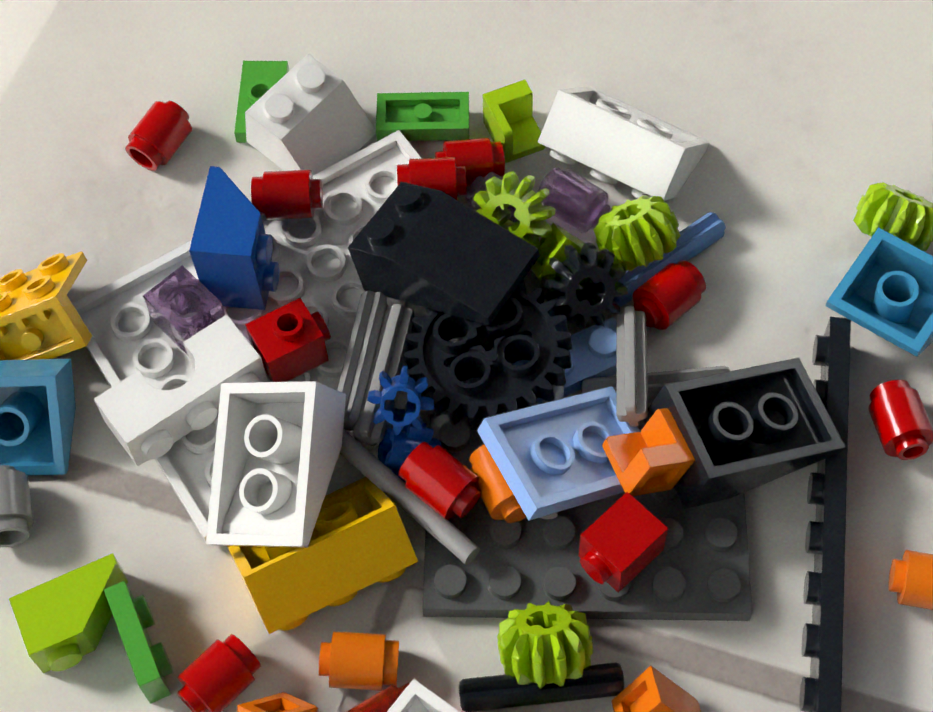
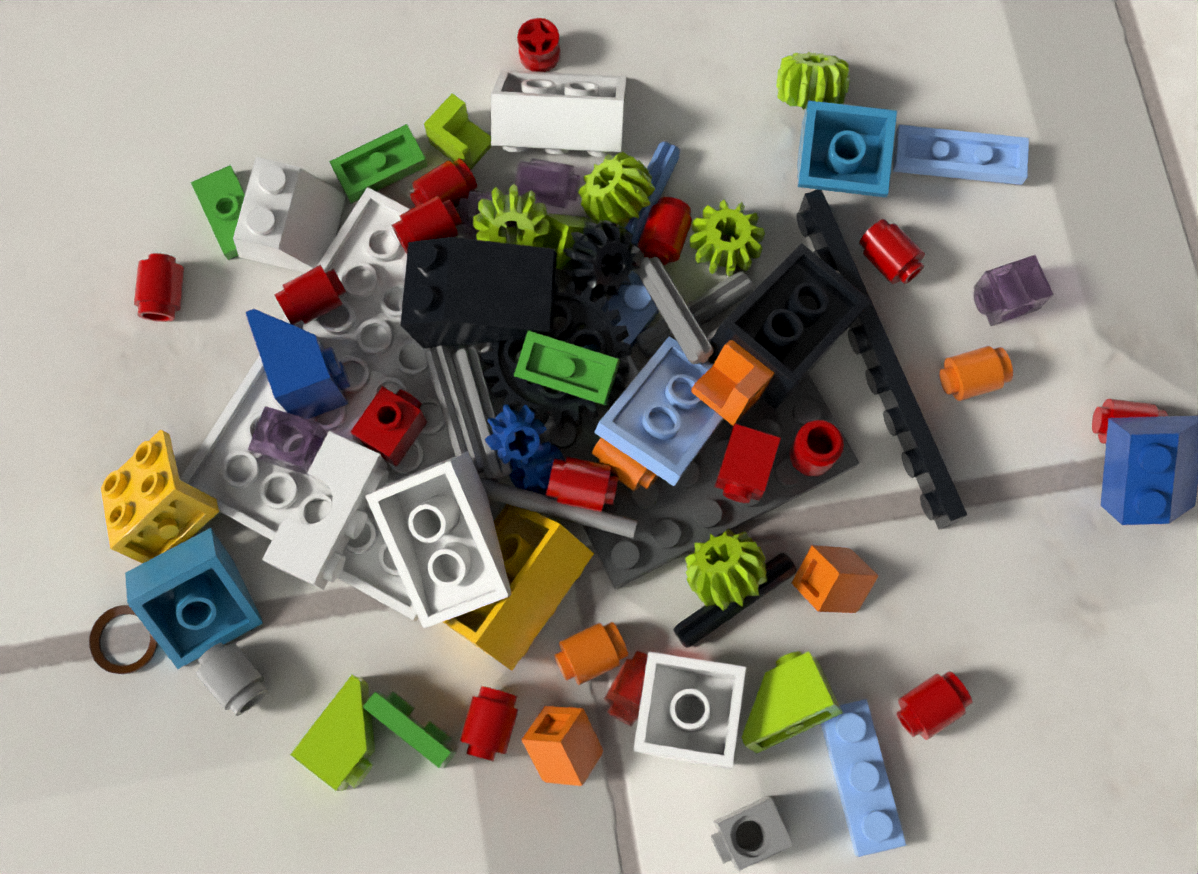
camera: 30 degrees left, 15 degrees up
(485, 358) = (567, 367): none -> bright green plate
(634, 66) = (535, 35): none -> red wheel
(704, 563) = (816, 448): none -> red brick
(728, 328) = (710, 233): none -> lime gear

